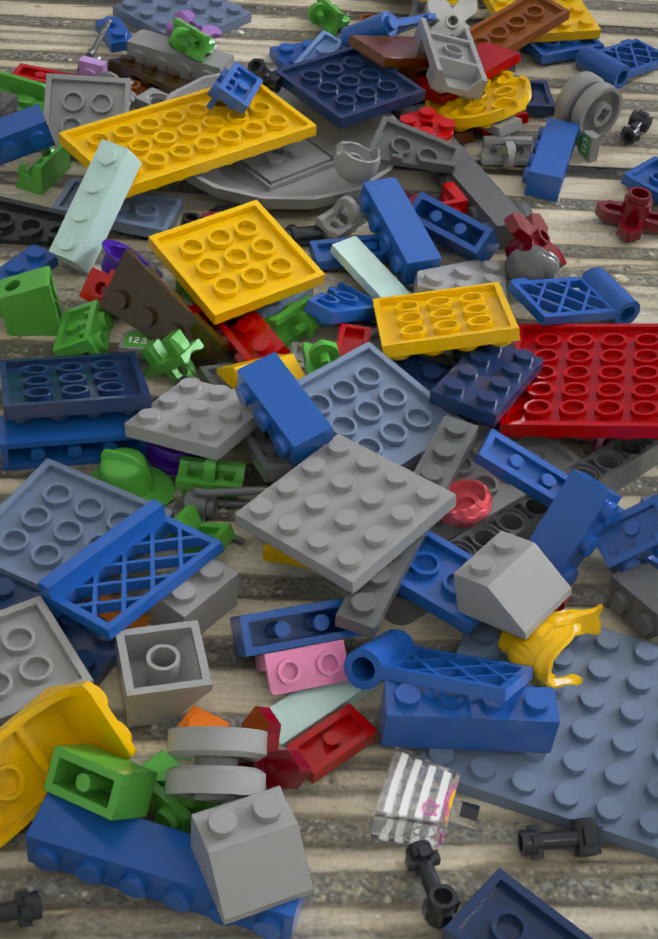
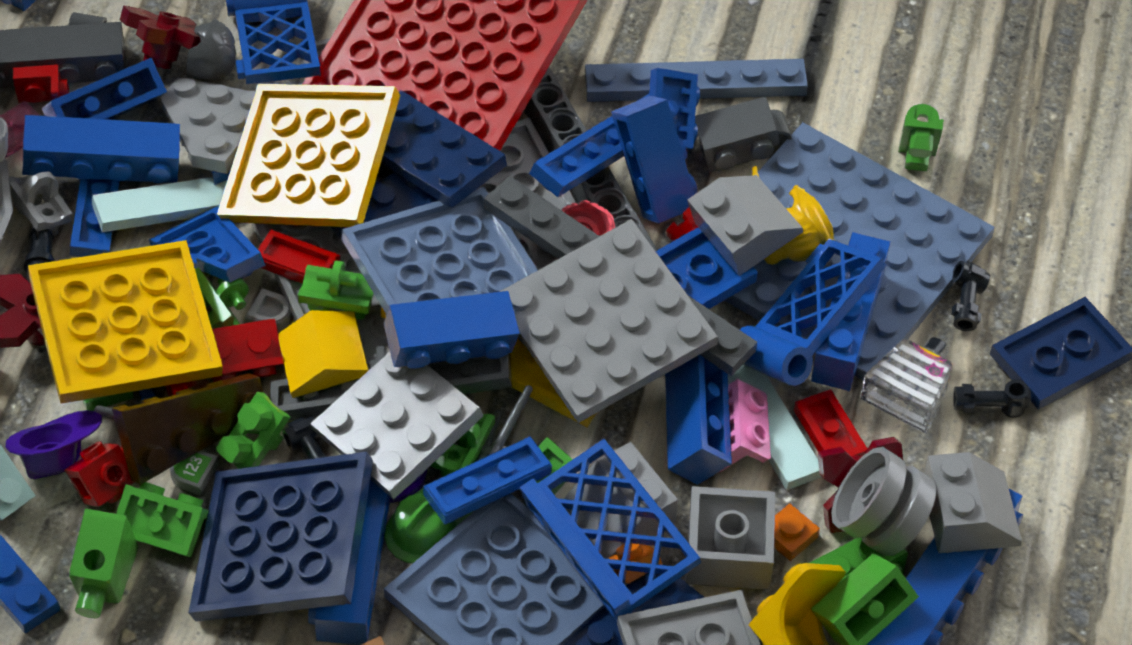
camera: 70 degrees left, 10 degrees up
(159, 482) = (487, 480): none -> blue tile

